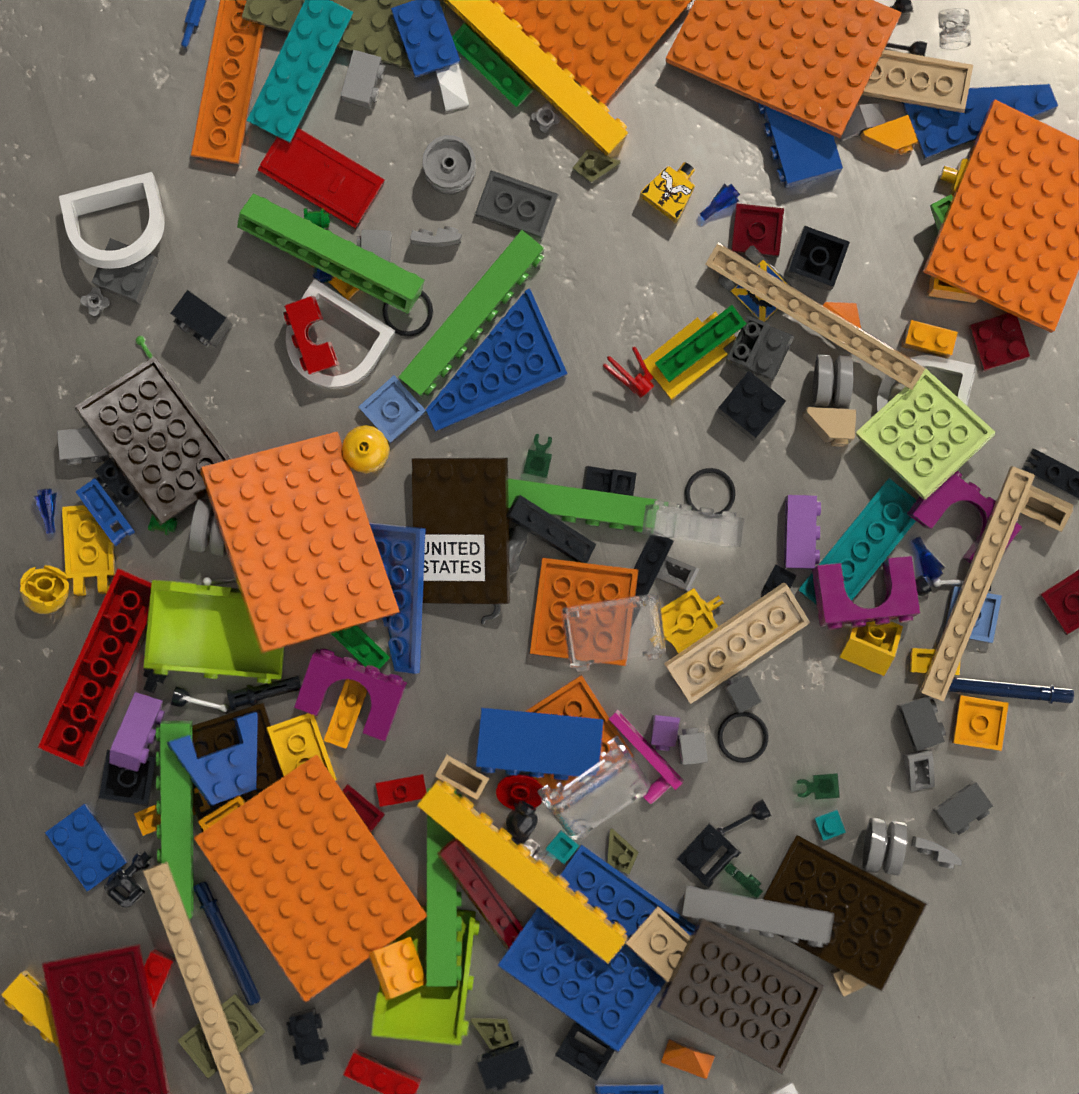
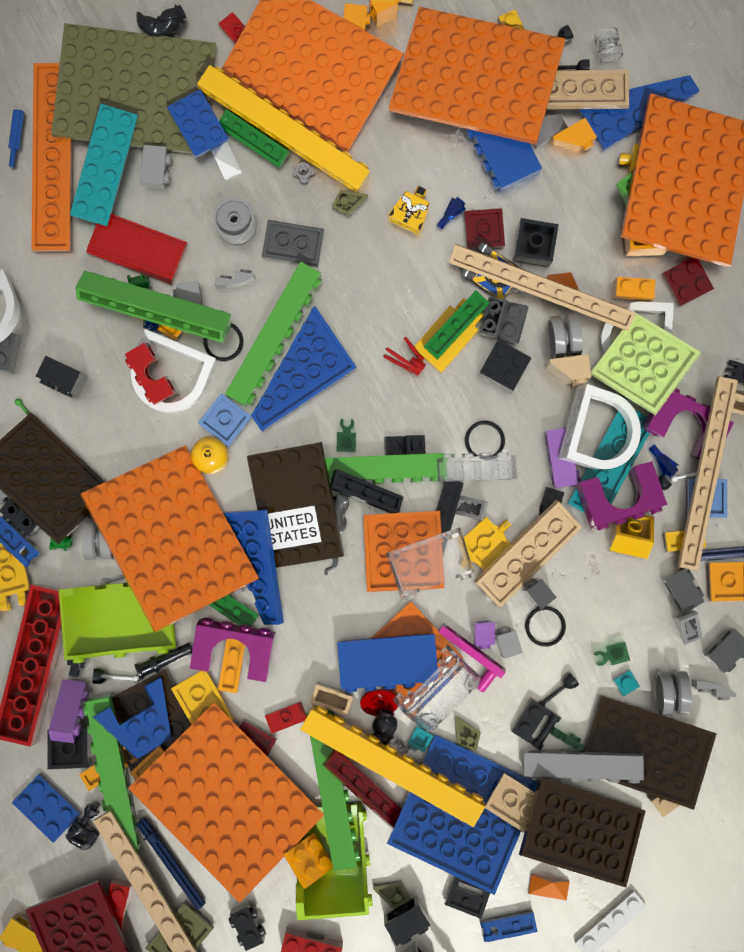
camera: 10 degrees left, 0 degrees up
(826, 489) = (576, 421): none -> white window

